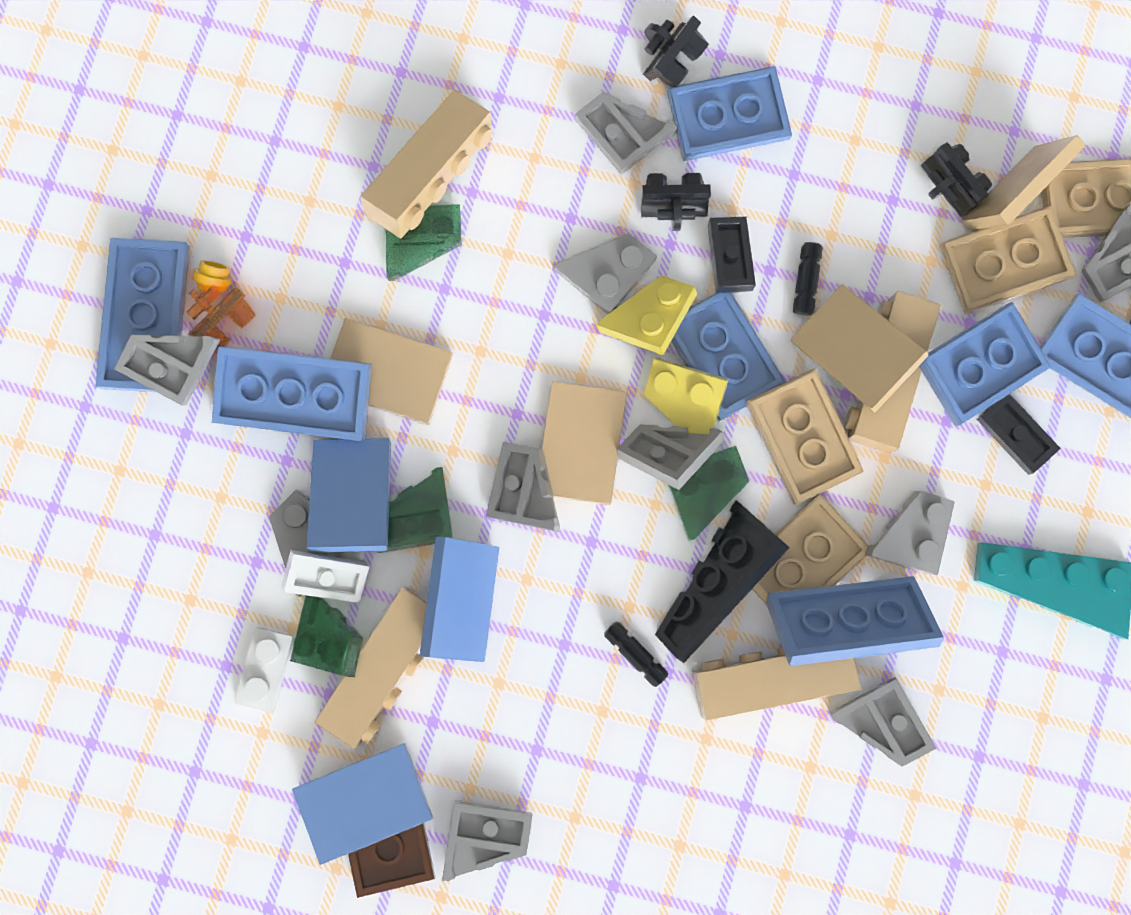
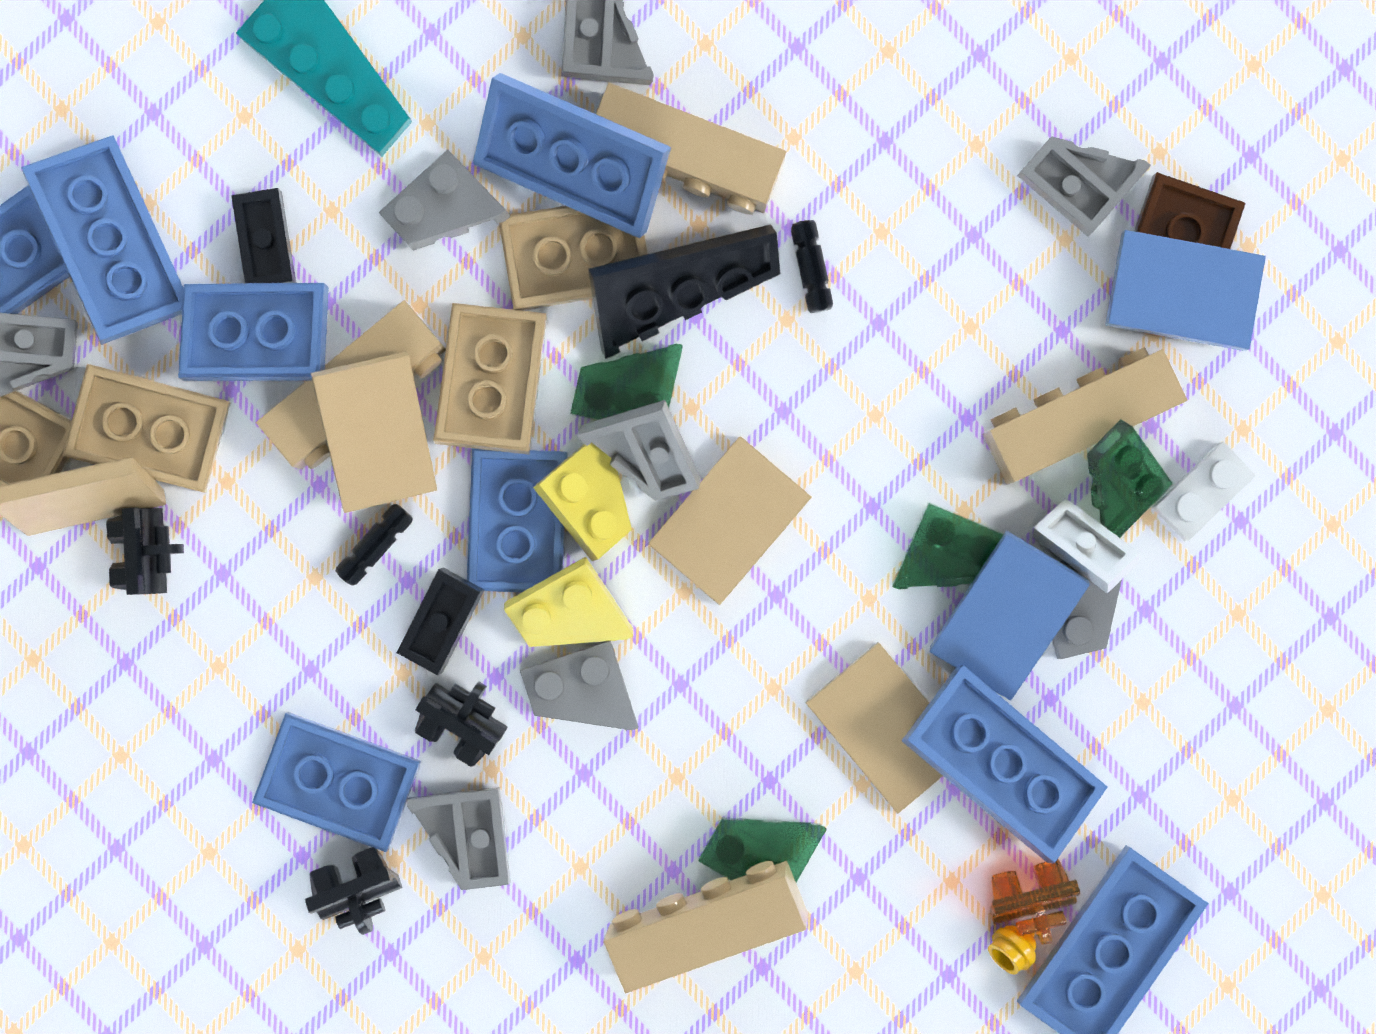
camera: 145 degrees left, 5 degrees up
(167, 363) = (1119, 877): light grey wing -> none
(459, 600) = (962, 432): medium blue tile -> none
(523, 489) = (823, 507): light grey wing -> none

